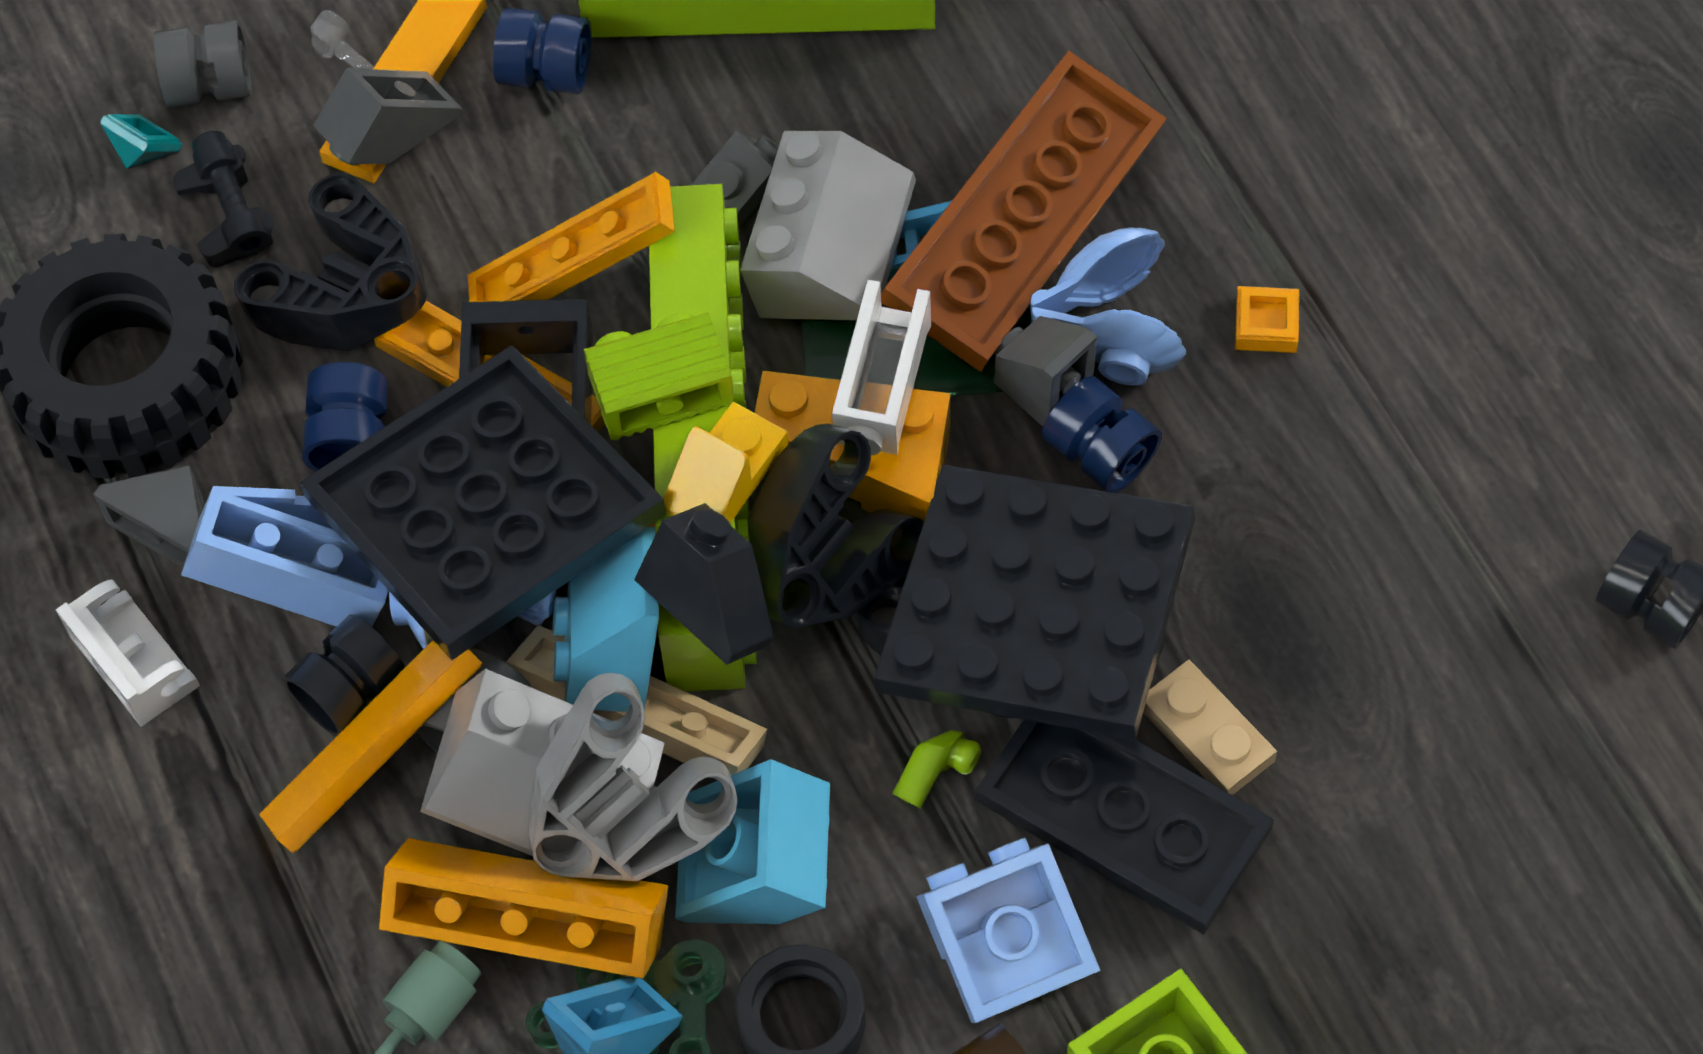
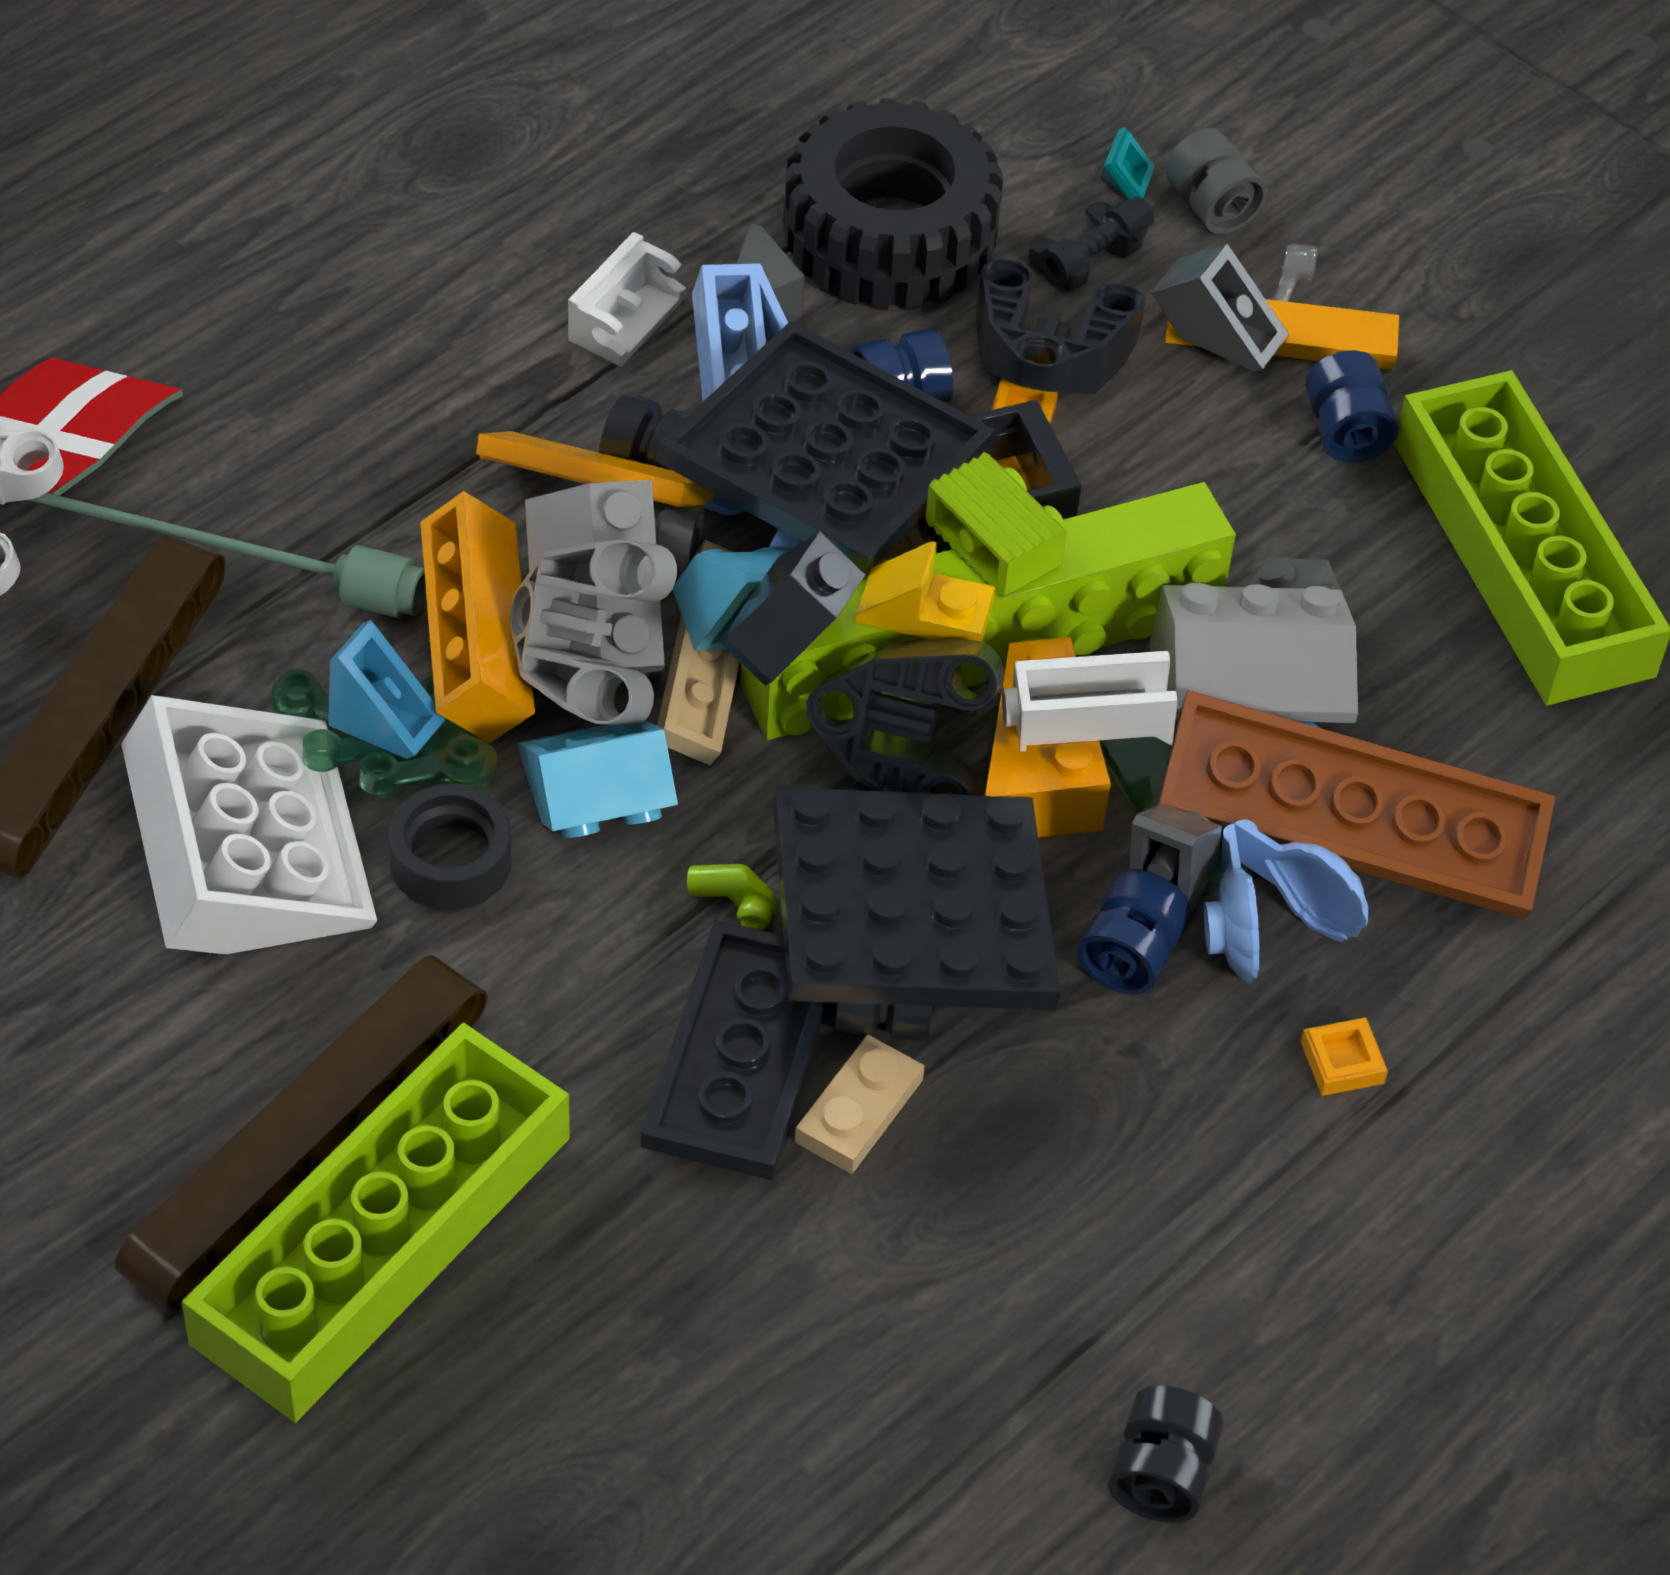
camera: 65 degrees right, 10 degrees down
(579, 245) = (1133, 464): light orange tile -> none
(1007, 929) = (583, 976): light blue plate -> none

